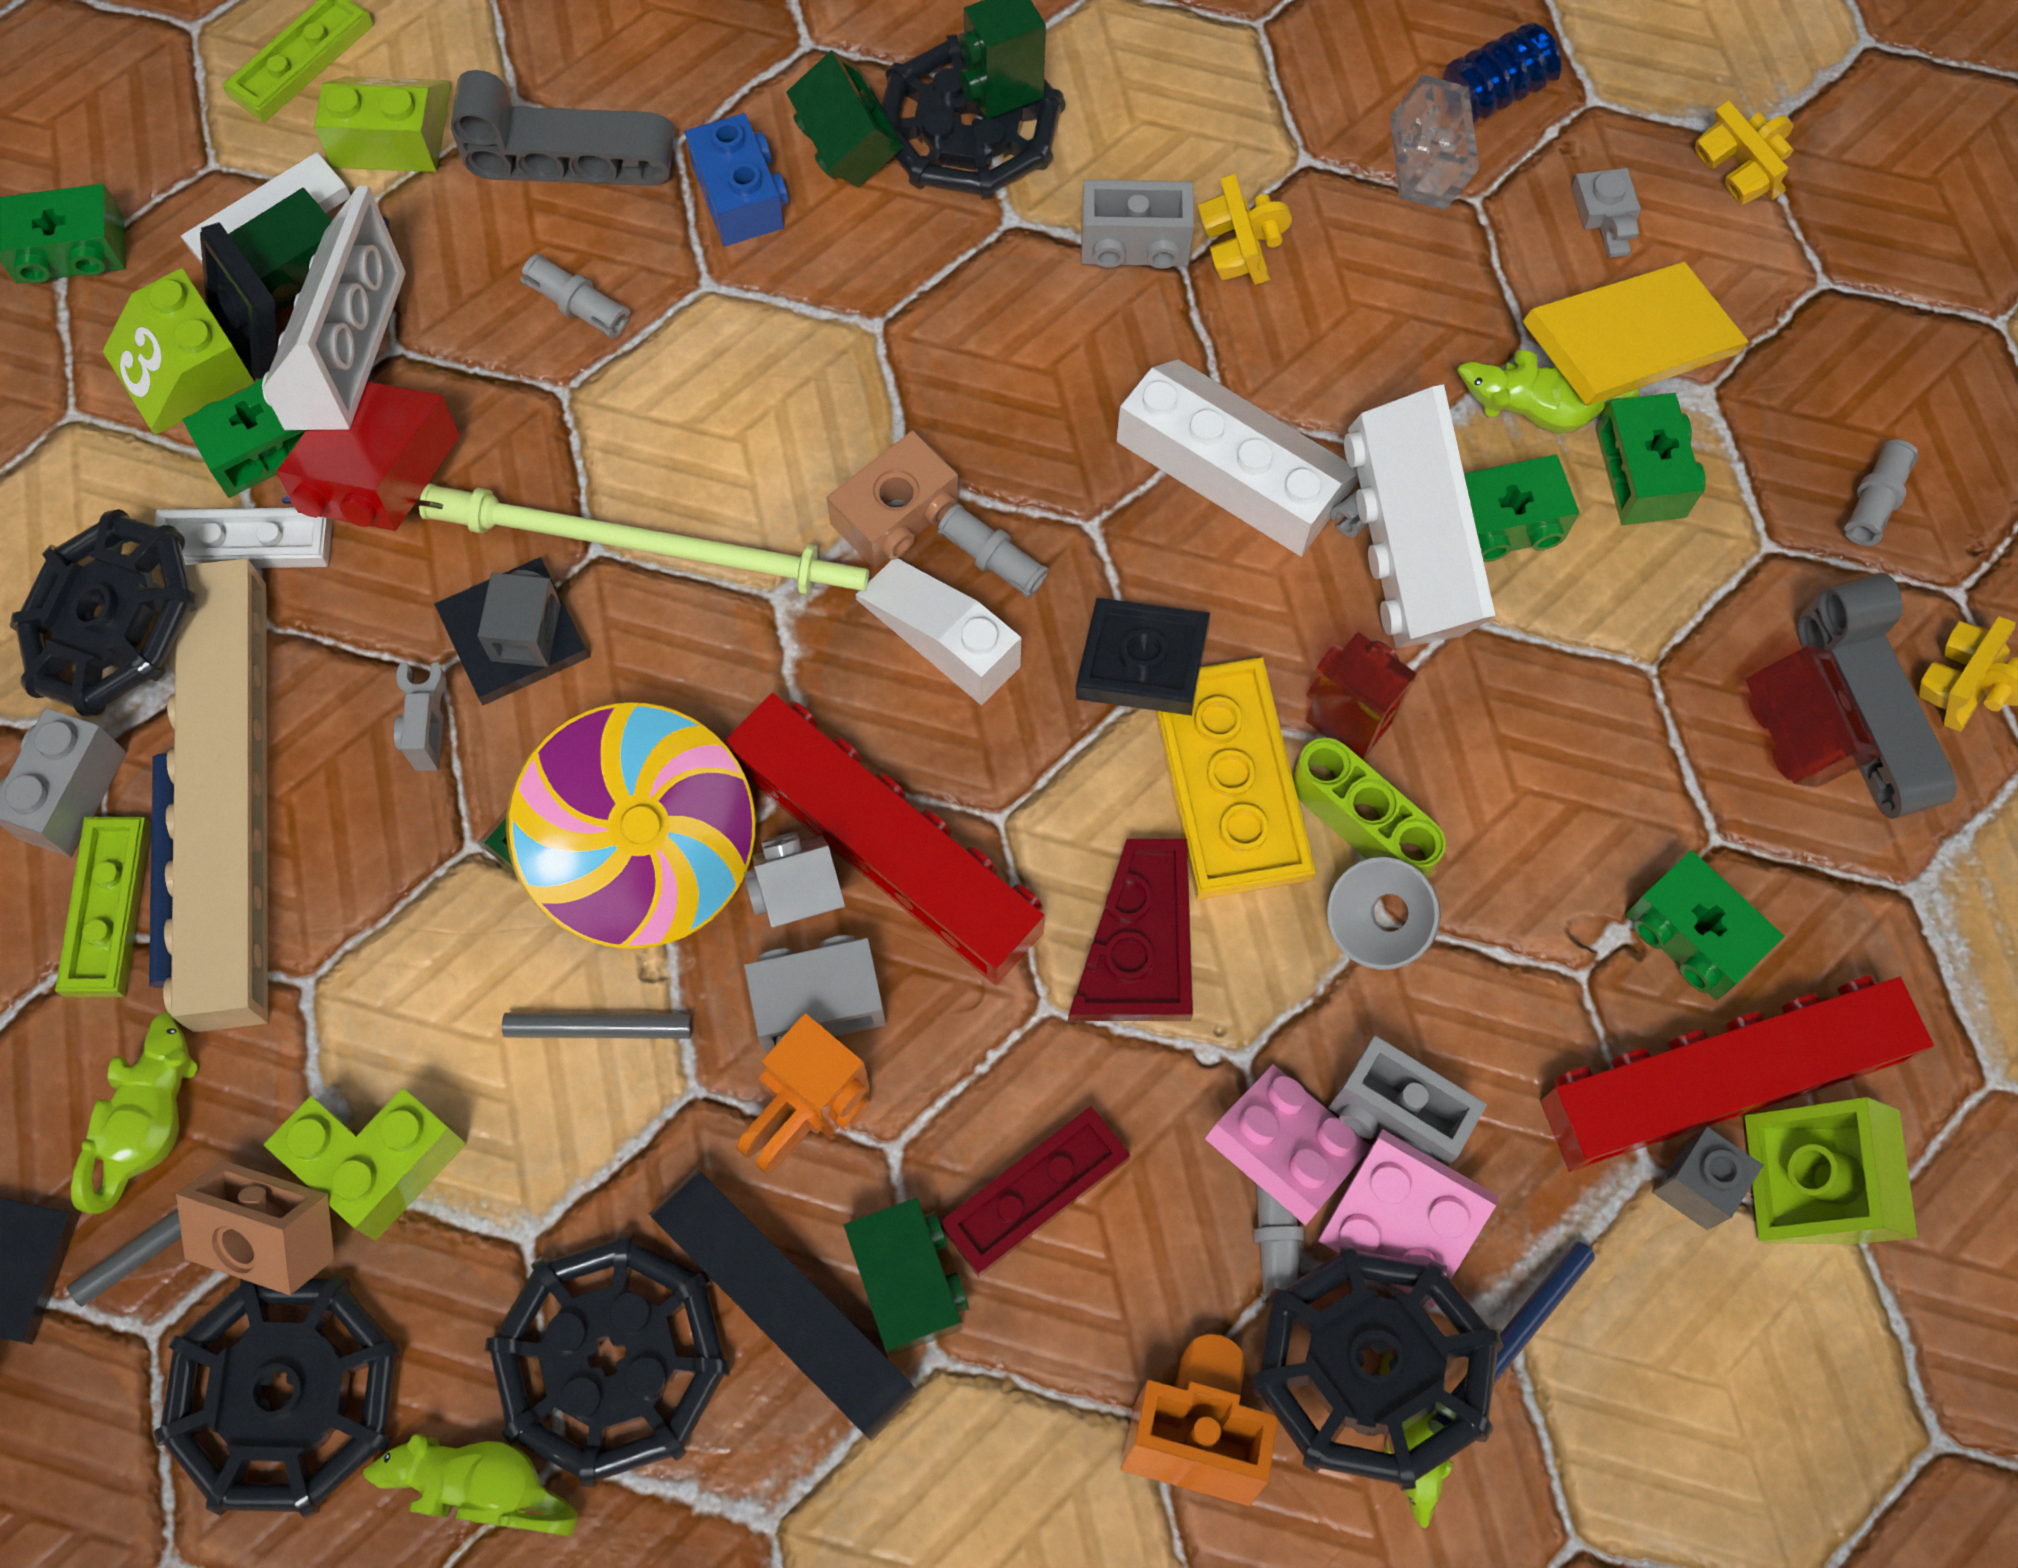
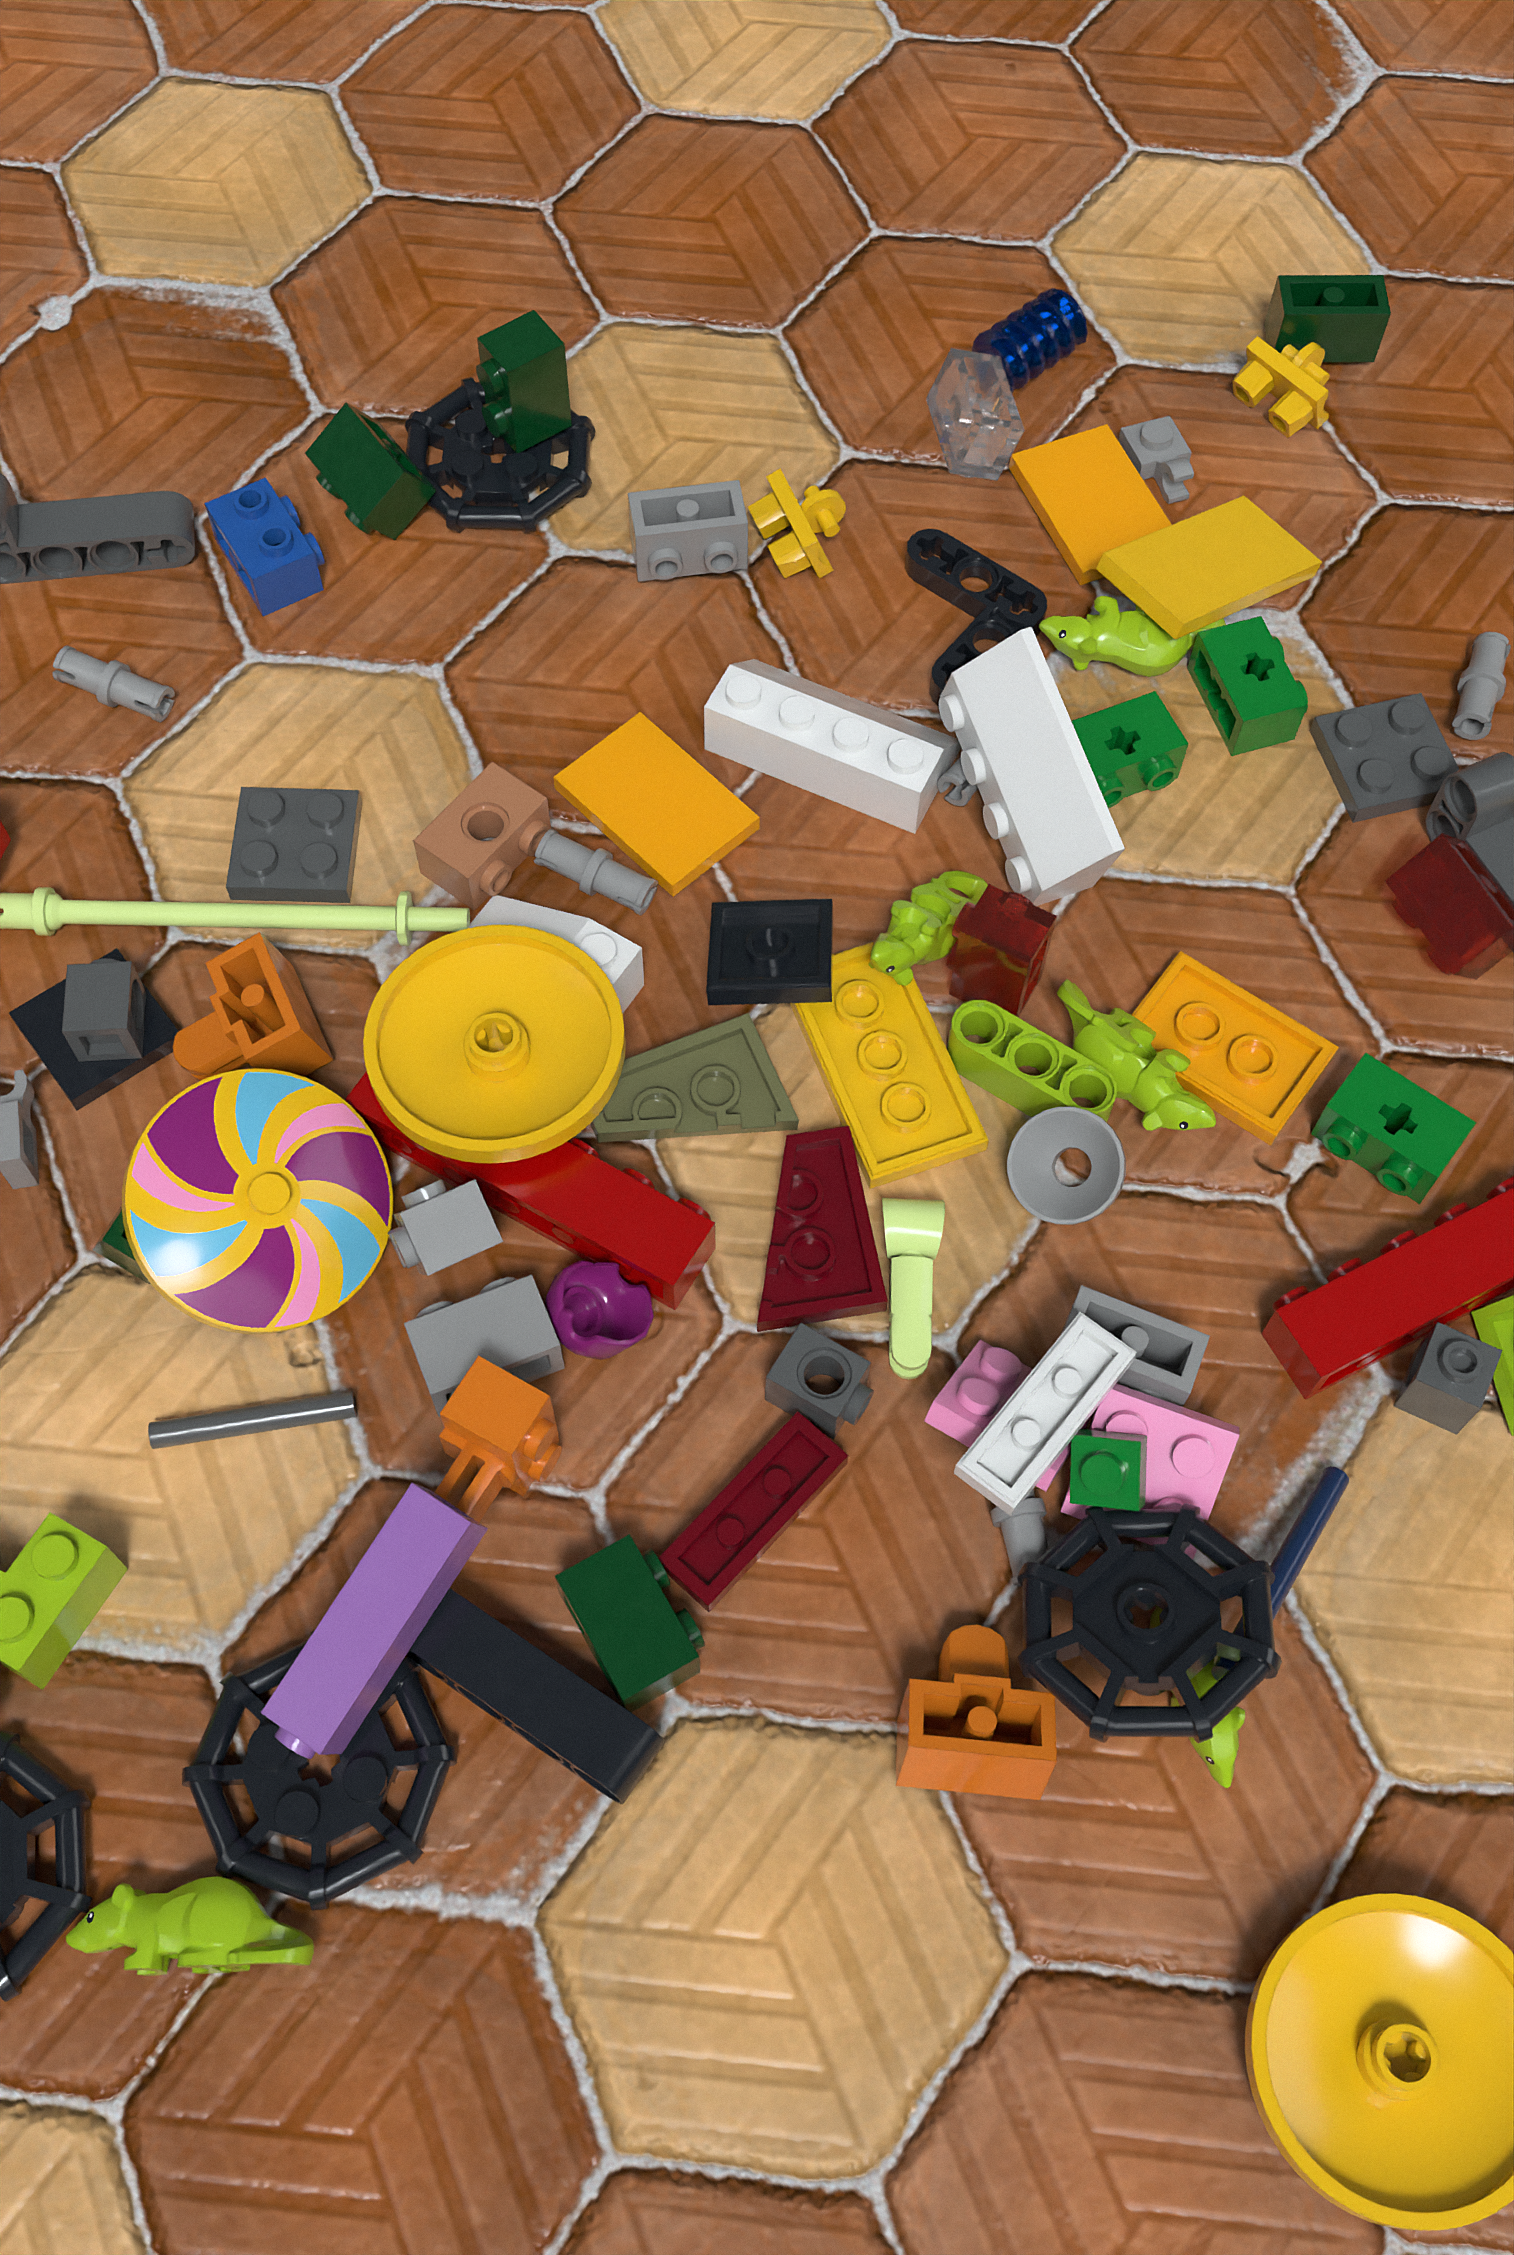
camera: 10 degrees left, 5 degrees down
(657, 647) = (256, 1018): none -> orange brick
(672, 1242) = (372, 1623): none -> medium lavender brick
(718, 479) = (294, 845): none -> dark grey plate
(869, 712) = (494, 1043): none -> yellow dish
(924, 978) = (597, 1310): none -> magenta hair
(1045, 776) = (698, 1087): none -> olive wing
(1061, 490) = (656, 803): none -> light orange tile
(1114, 1053) = (812, 1355): none -> dark grey brick
(1228, 955) = (912, 1244): none -> yellowish green piece
(1291, 657) = (923, 928): none -> lime animal
(1317, 1154) = (1044, 1413): none -> white tile
(1367, 1215) = (1108, 1469): none -> green plate
(1415, 352) = (988, 607): none -> black beam
(1471, 833) = (1141, 1073): none -> lime animal
(1531, 241) = (1087, 497): none -> light orange tile
(1559, 817) = (1242, 1051): none -> light orange tile
(1772, 549) = (1384, 756): none -> dark grey plate
(1808, 85) = (1334, 311): none -> dark green brick

